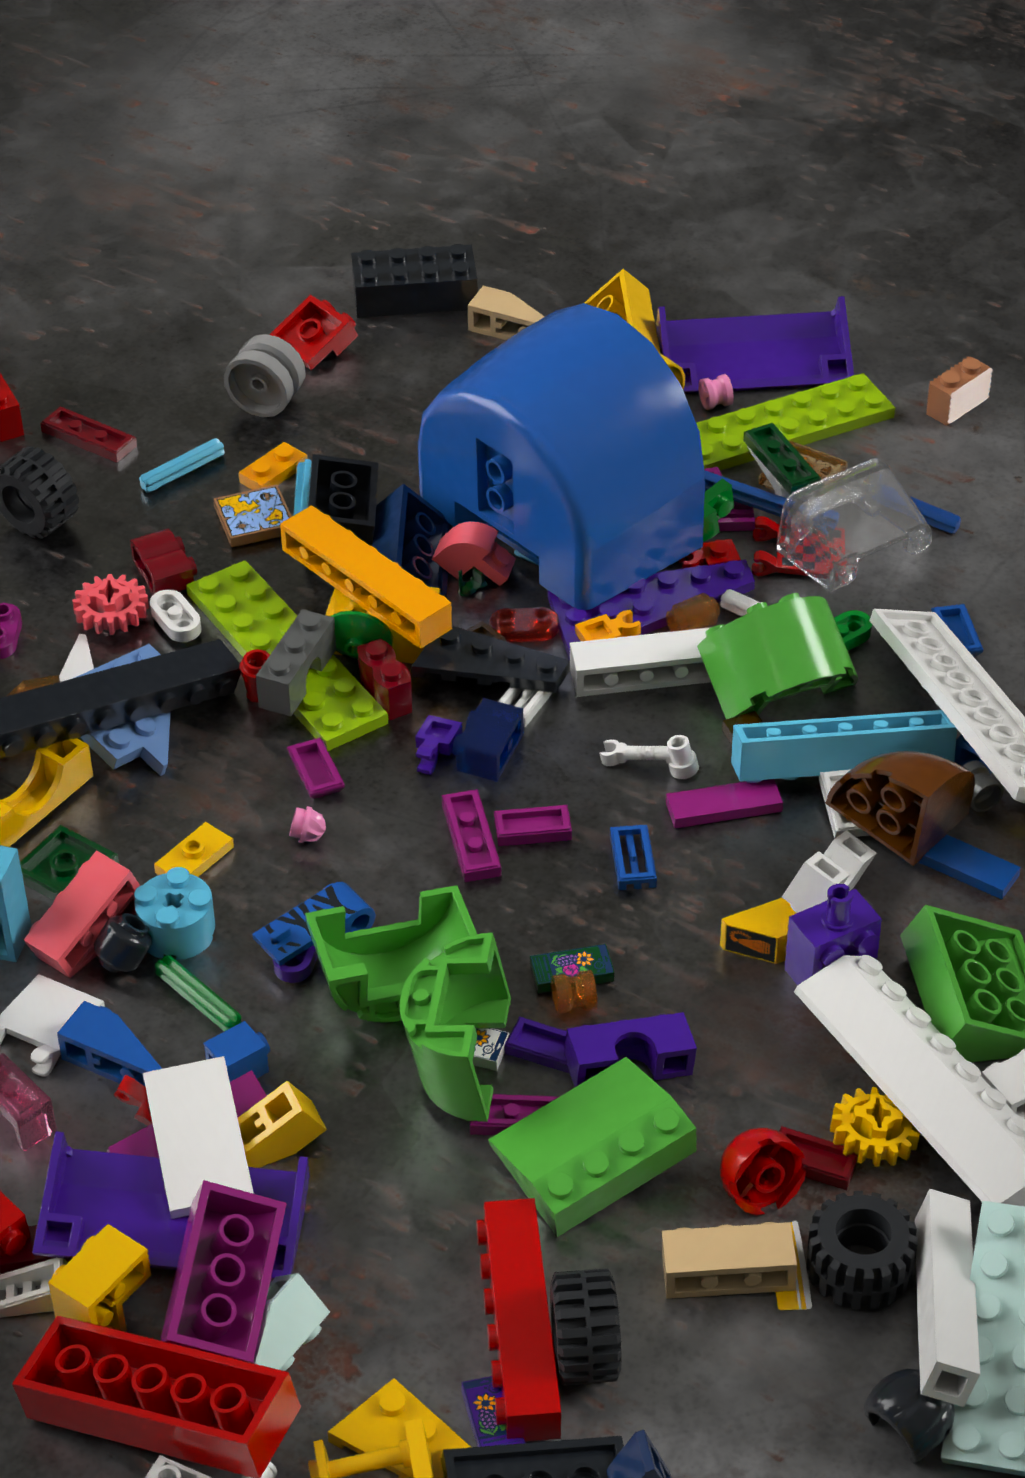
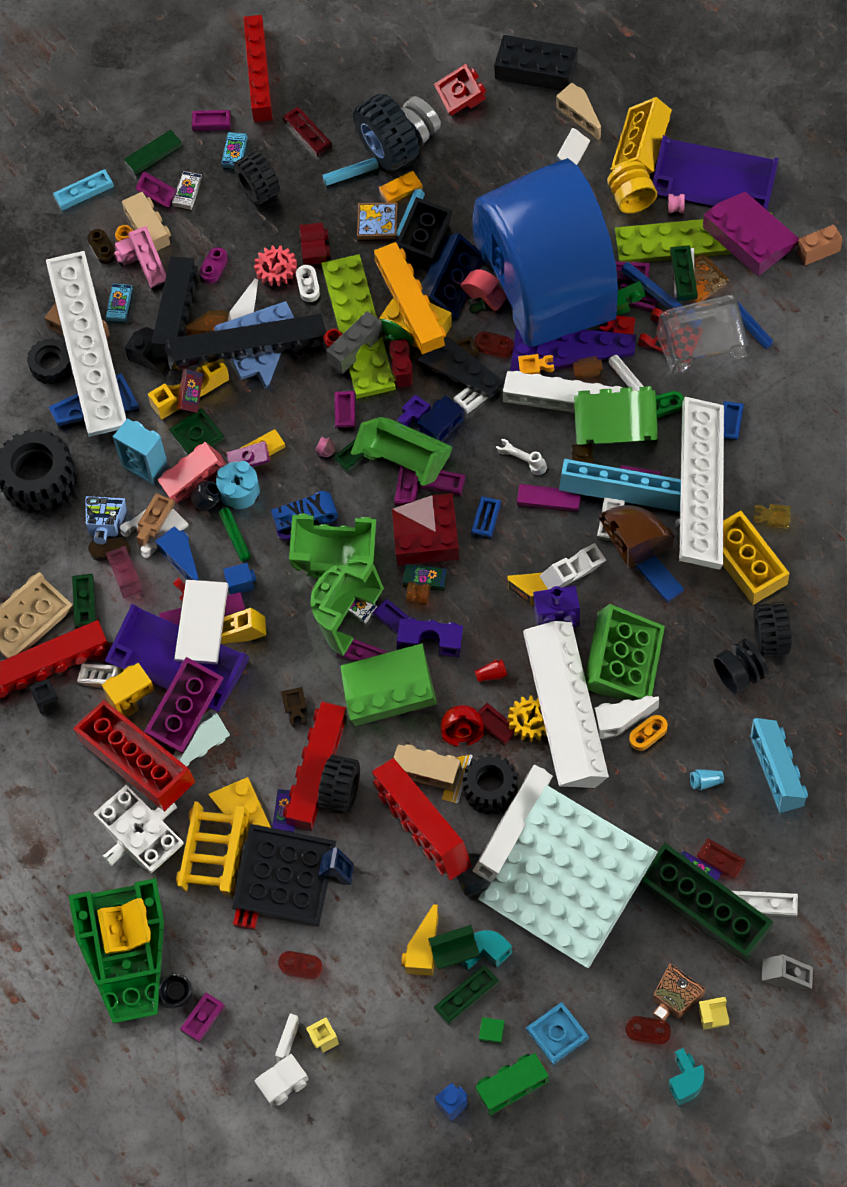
camera: 25 degrees right, 20 degrees up
(34, 795) = (190, 391): none -> tile
(39, 1002) = (154, 518): none -> medium nougat hinge
(191, 855) = (254, 454): none -> plate
(226, 388) = (386, 132): none -> black wheel
(360, 824) = (346, 460): none -> dark green tile
(430, 1225) = (294, 702): none -> dark brown plate
(448, 786) = (403, 446): none -> bright green windscreen
(543, 897) = (426, 530): none -> dark red slope
(768, 1073) = (493, 671): none -> red cone
(781, 1333) = (421, 819): none -> red brick
(847, 397) = (749, 232): none -> magenta slope

